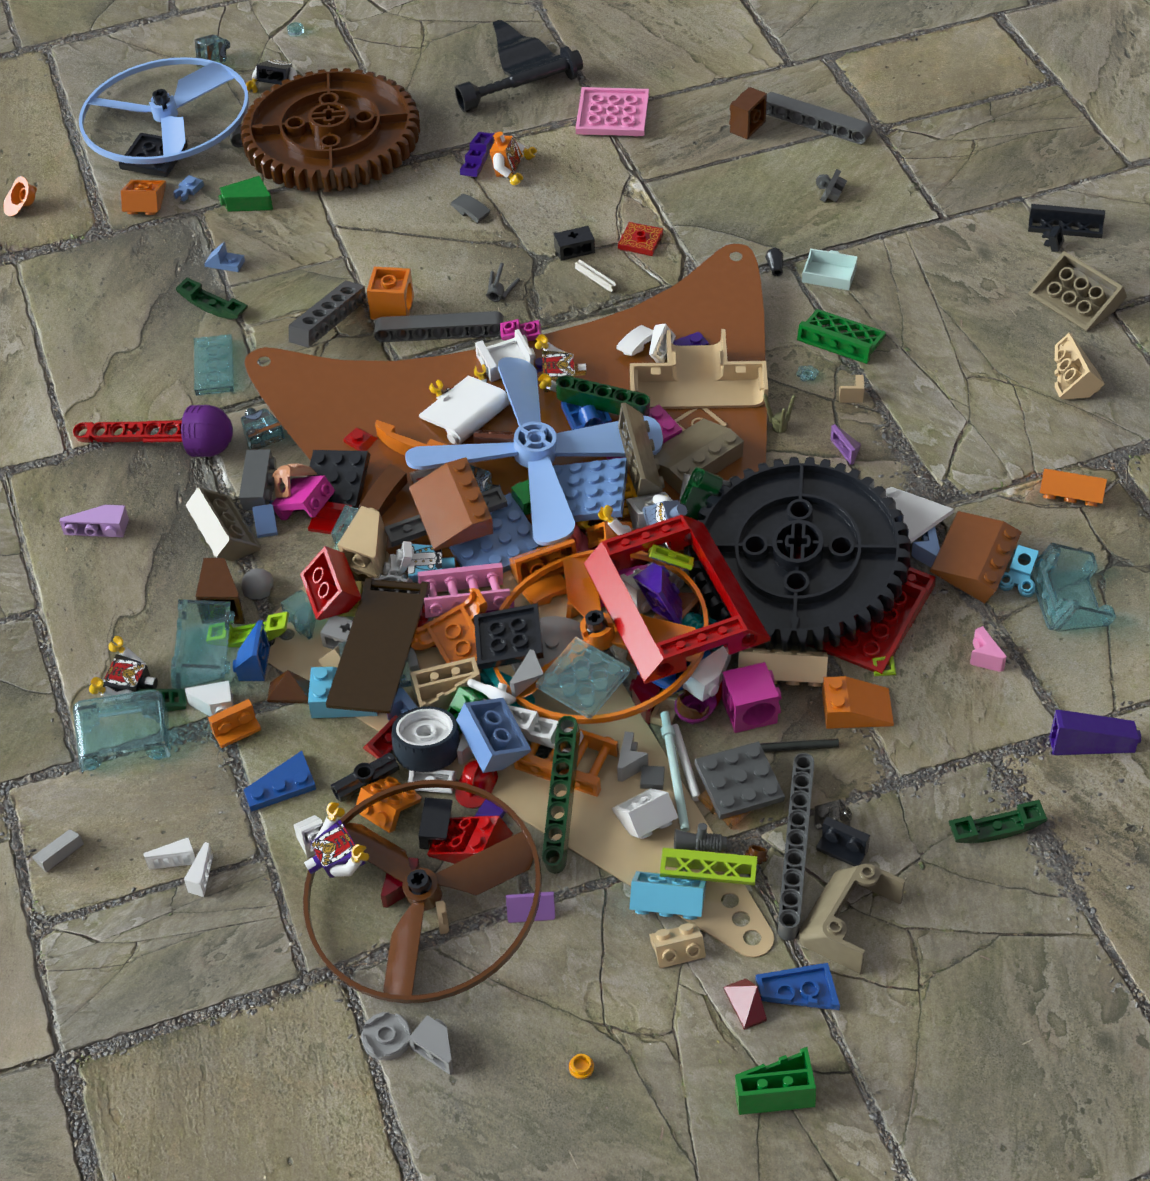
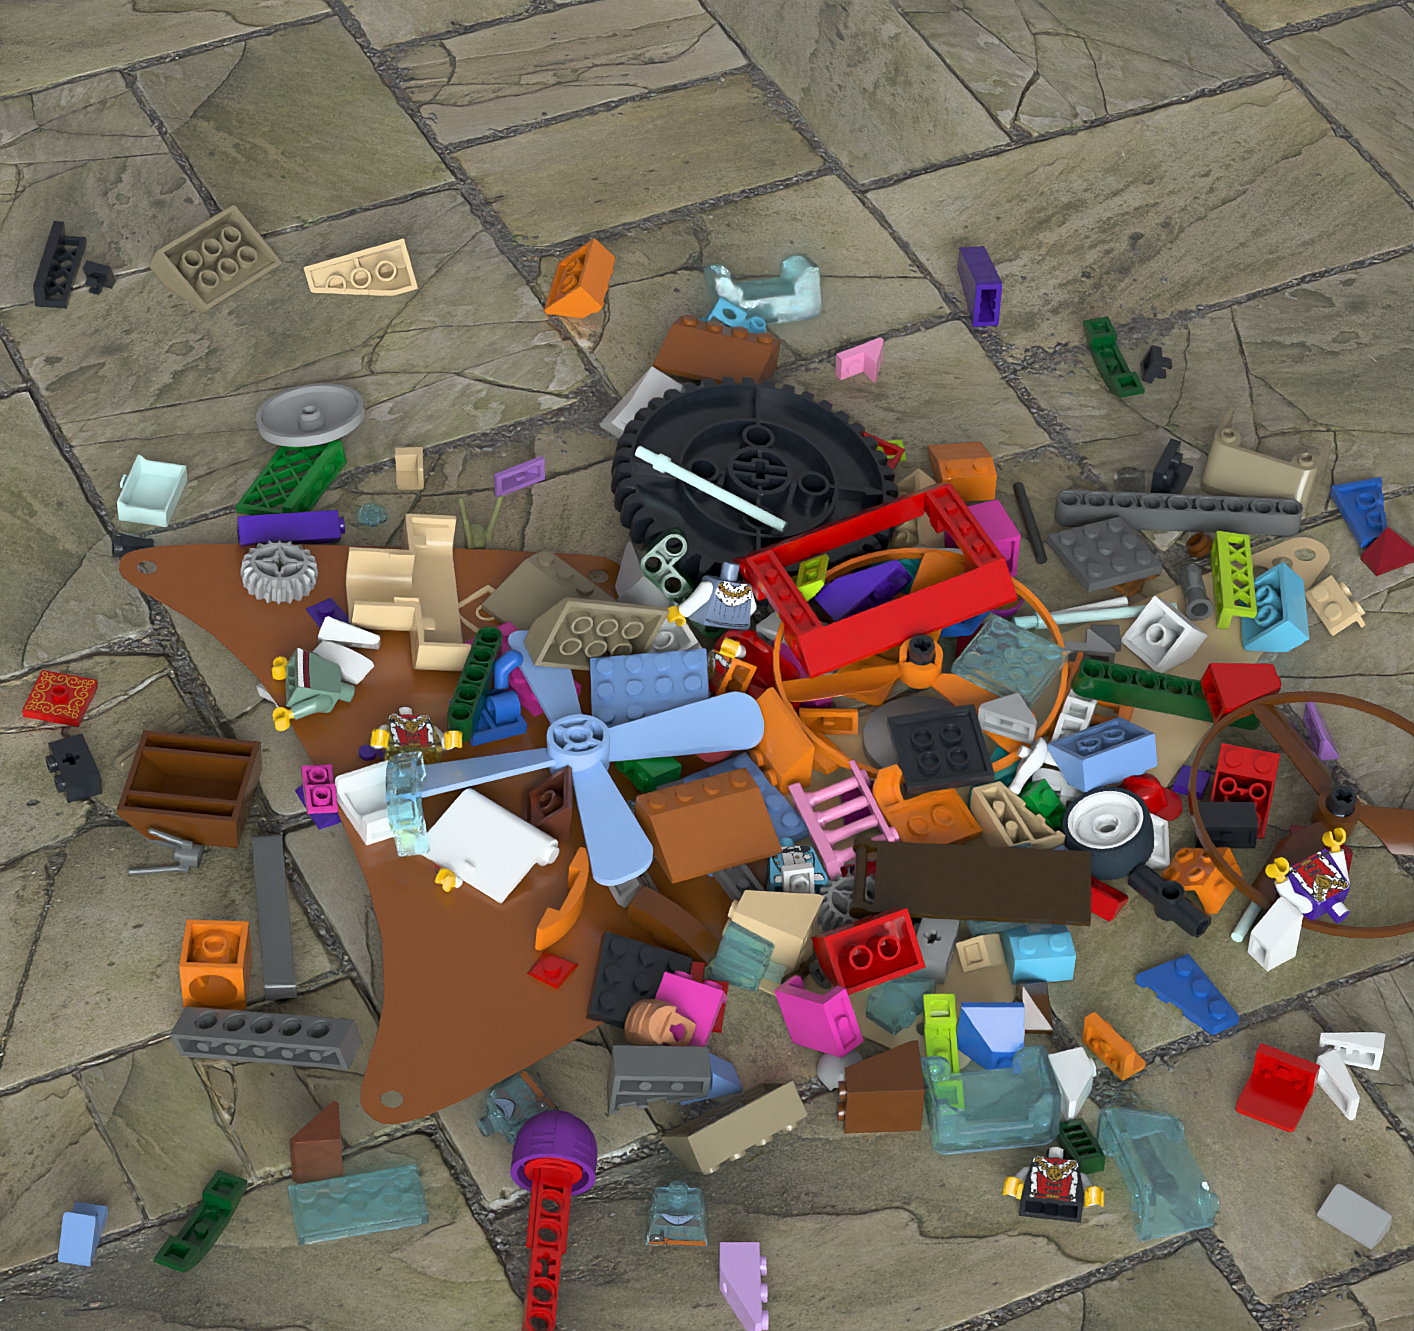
camera: 100 degrees left, 5 degrees down
(156, 486) = (677, 1217): none -> clear light blue torso
(174, 817) = (1278, 1088): none -> red bracket
(244, 338) = (318, 1148): none -> copper slope
(282, 554) = (819, 1020): none -> dark pink panel
(489, 349) = (404, 803): none -> clear light blue arch
(541, 284) = (191, 787): none -> reddish brown slope
(550, 831) = (1236, 684): none -> red slope
(610, 322) = (311, 686): none -> sand green torso
(612, 411) = (504, 665): none -> blue arm
(713, 307) = (279, 572): none -> light grey gear
(778, 322) = (298, 527): none -> dark purple slope
(793, 479) = (663, 464): none -> light aqua bar
(901, 336) = (310, 415): none -> light grey dish
(993, 853) = (1153, 363): none -> black tile

